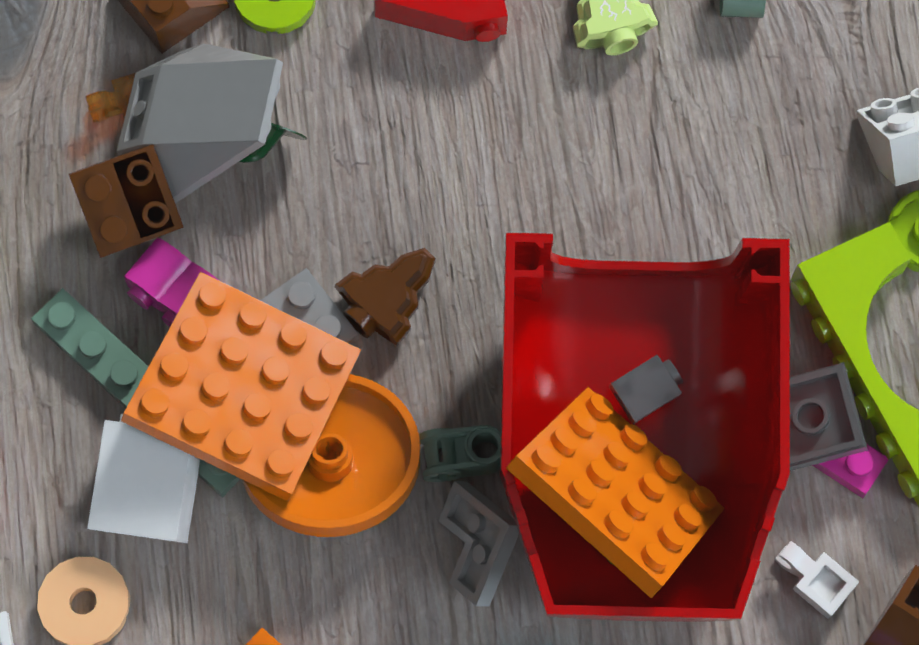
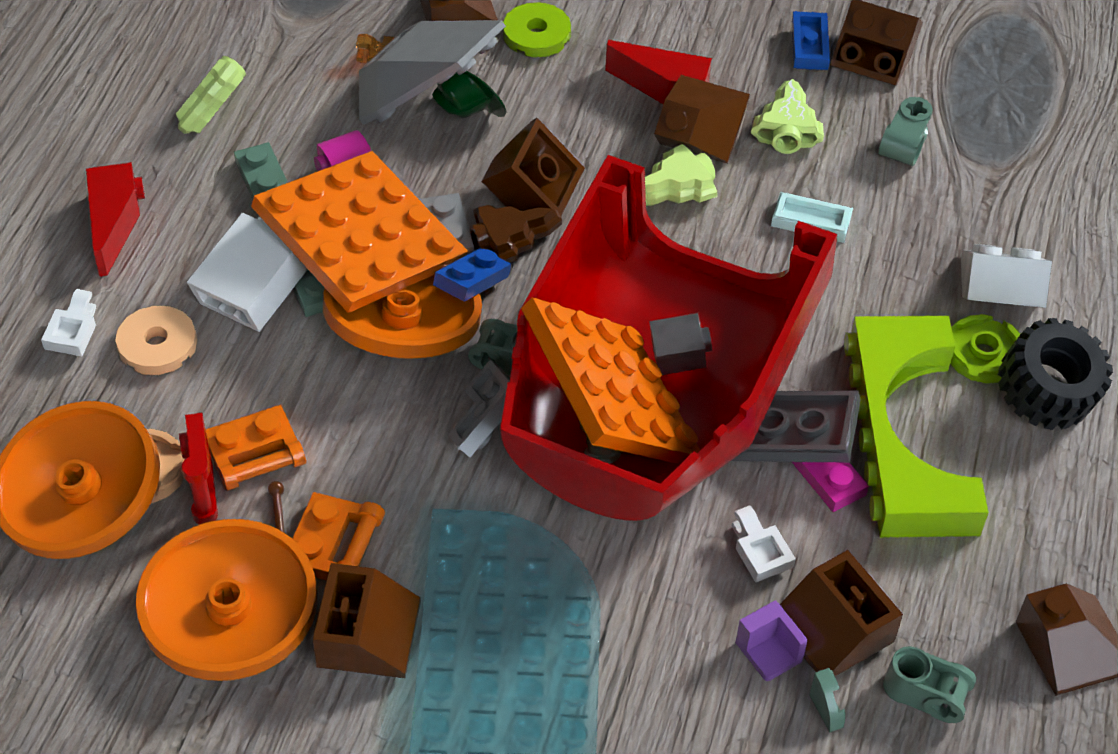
camera: 25 degrees right, 20 degrees down
(126, 200) = (343, 95): reddish brown slope -> none
(376, 208) = (534, 171): none -> reddish brown slope
(381, 379) = (472, 274): none -> blue plate
(523, 57) = (702, 118): none -> reddish brown slope
(529, 148) = (681, 178): none -> yellowish green rock
(688, 133) = (818, 213): none -> light aqua tile

